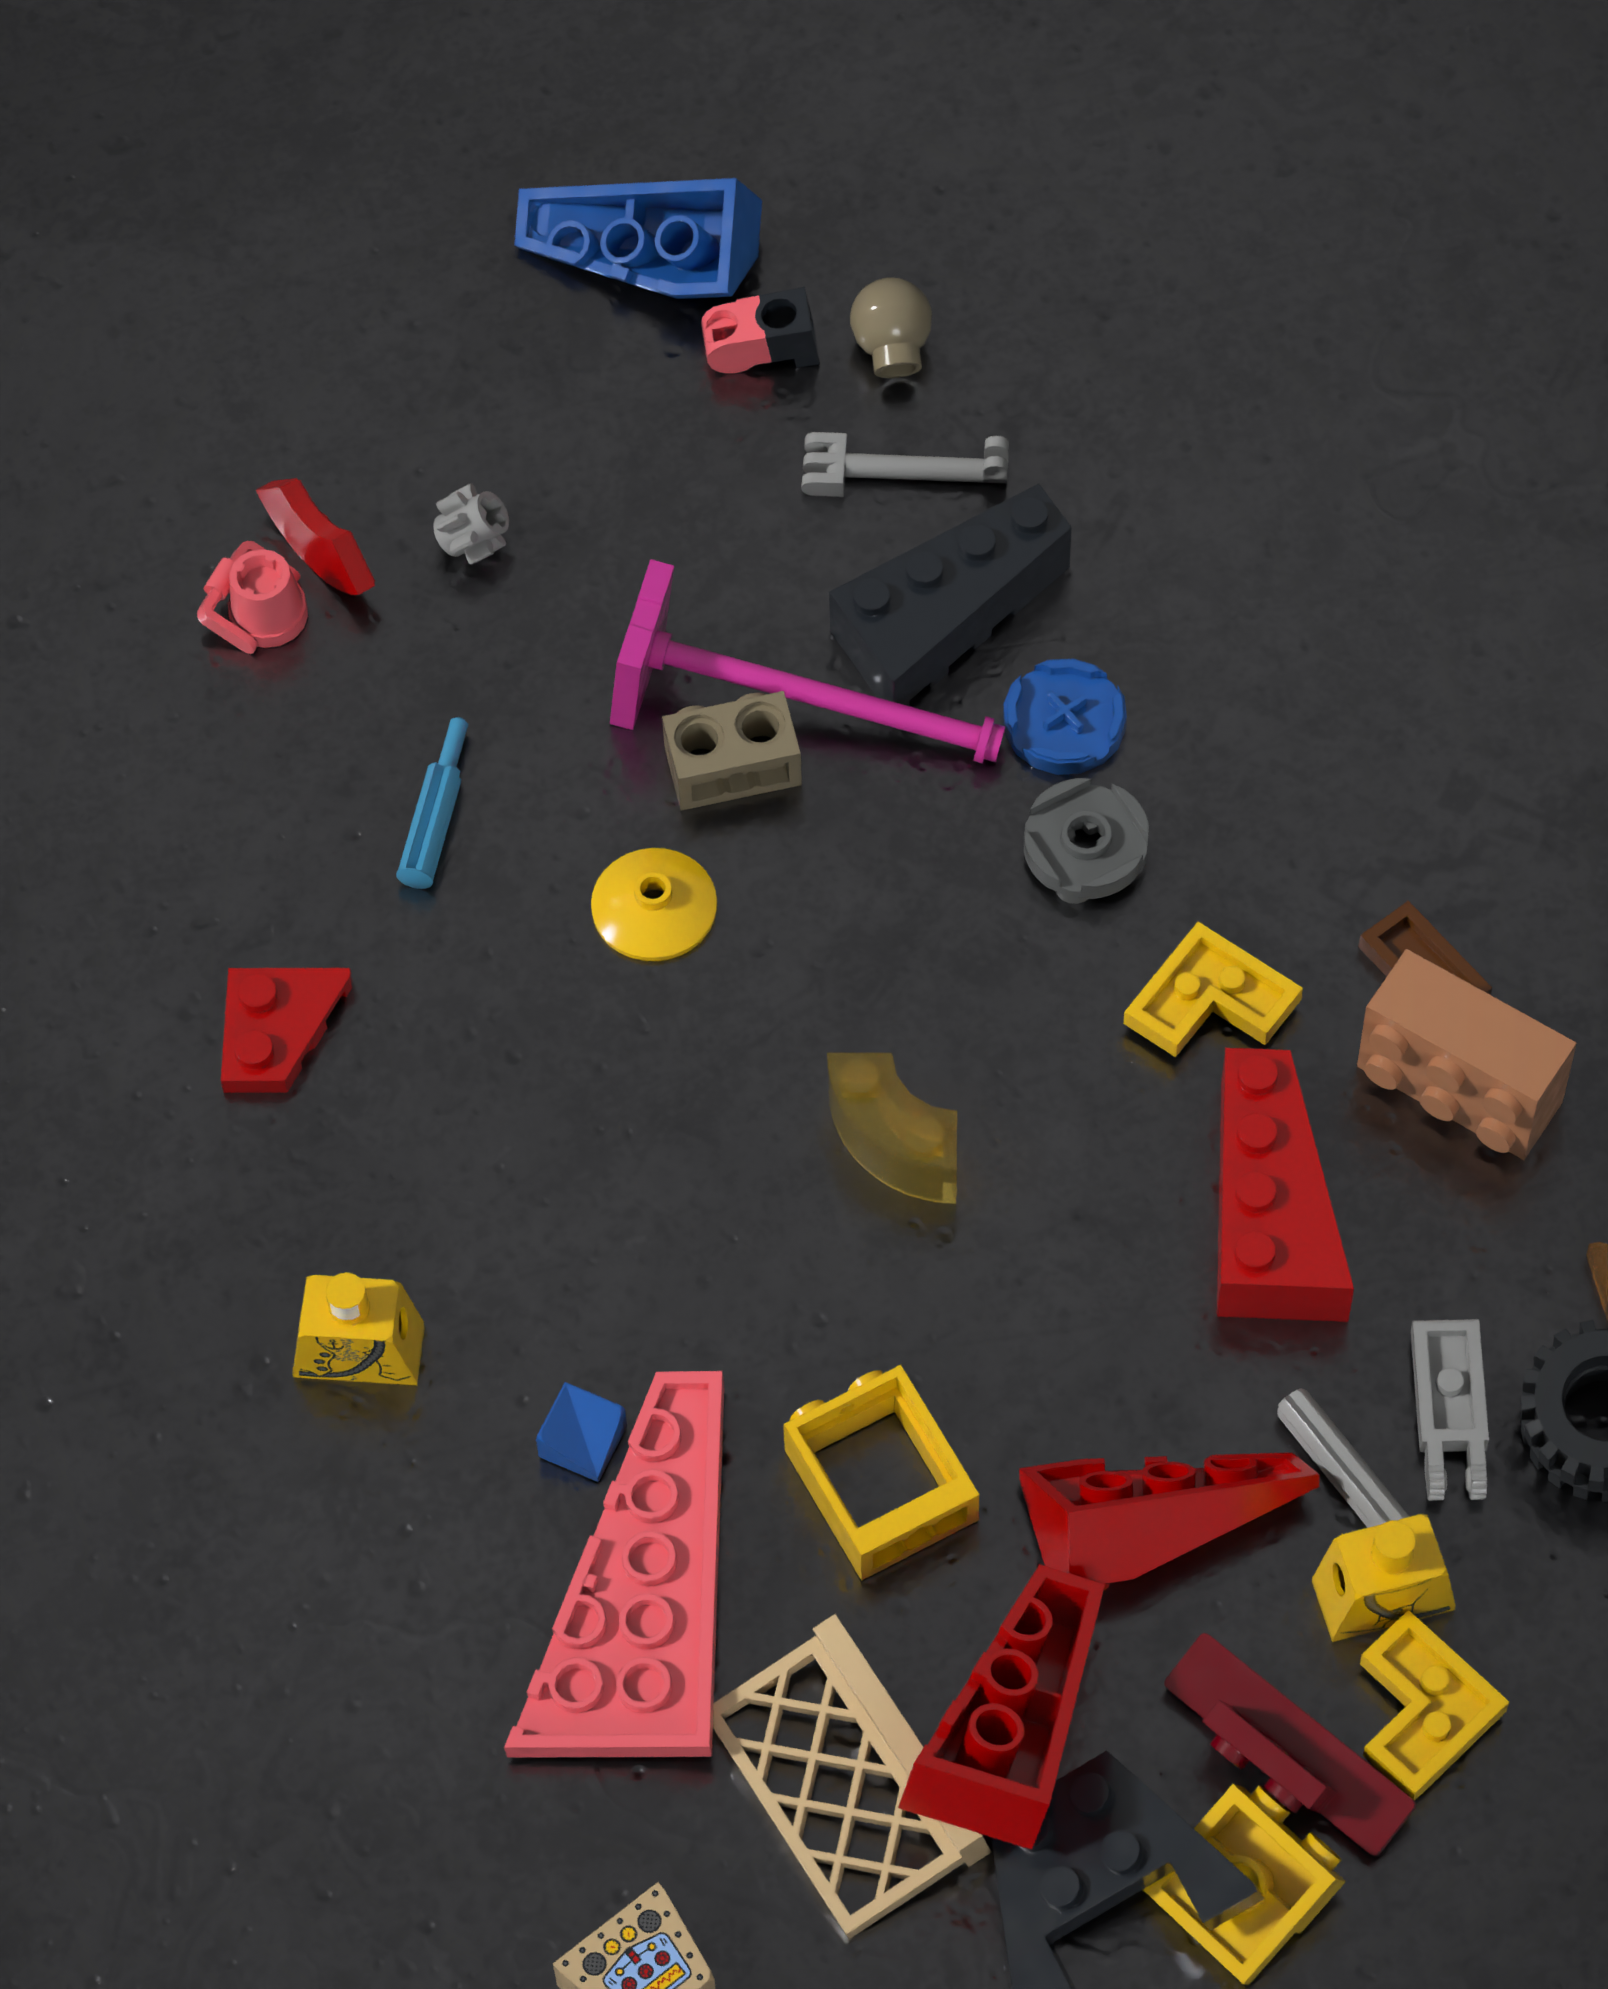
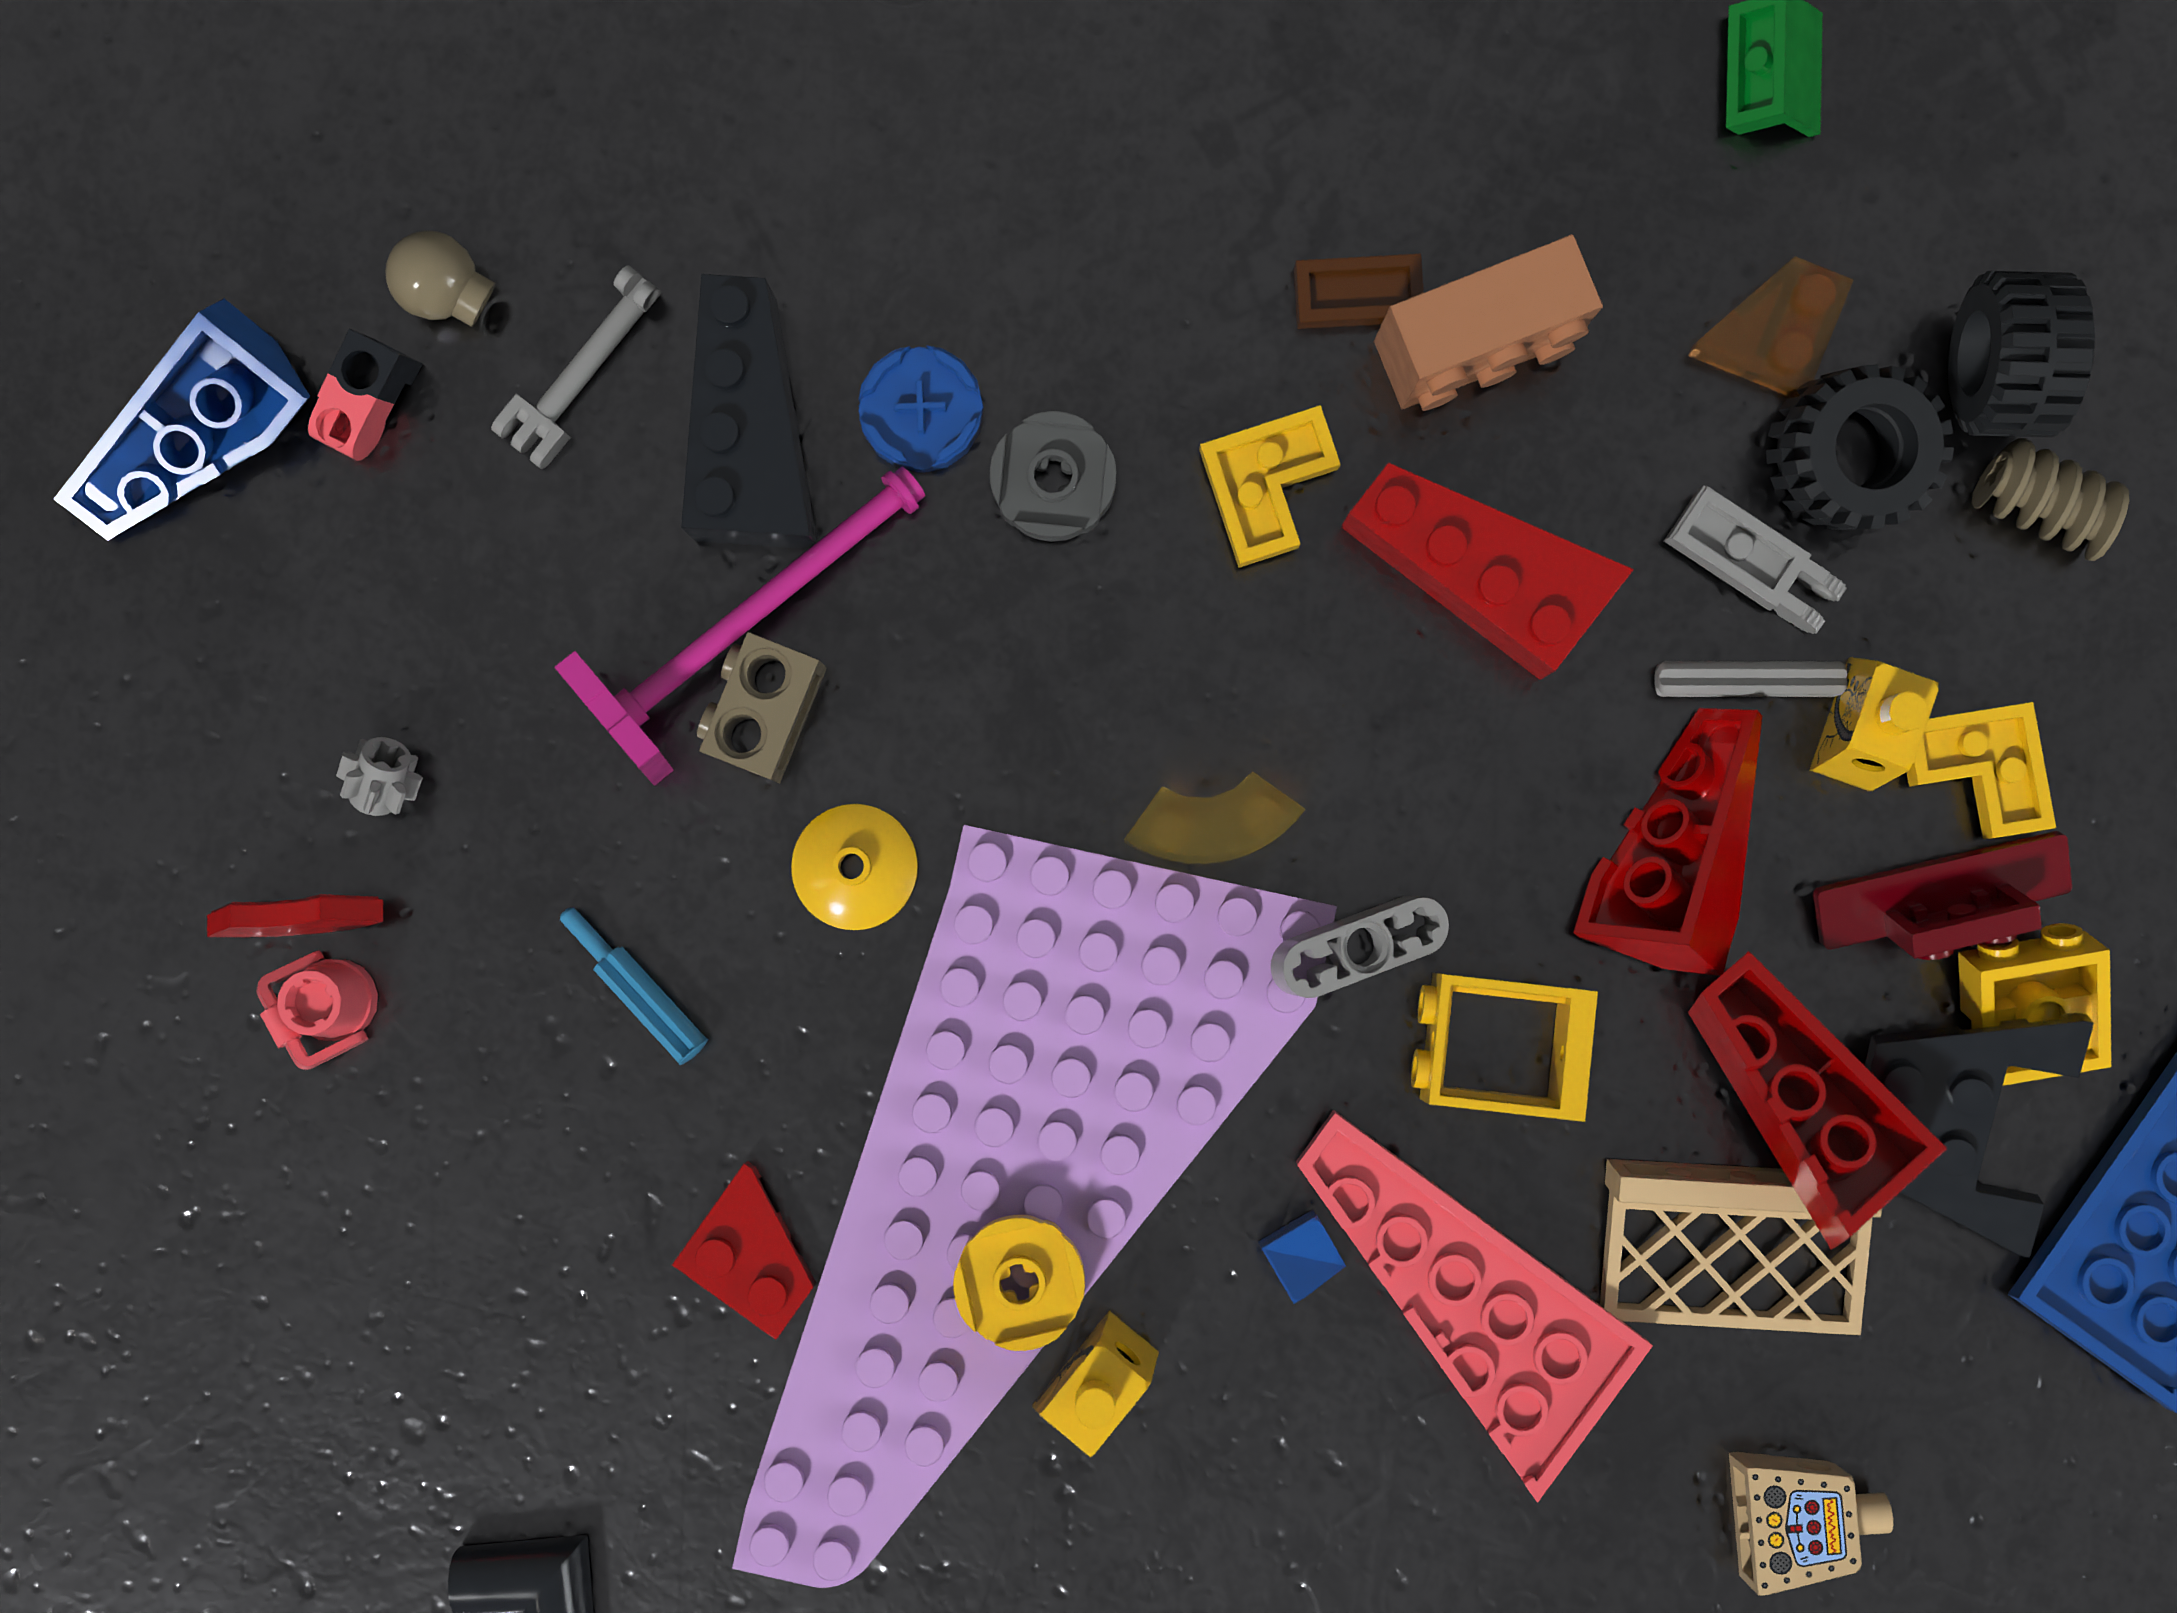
camera: 50 degrees left, 25 degrees up
(403, 1246) = (997, 1312): none -> yellow plate
(564, 1159) = (1052, 1066): none -> lavender wing
(907, 1342) = (1333, 939): none -> light grey beam

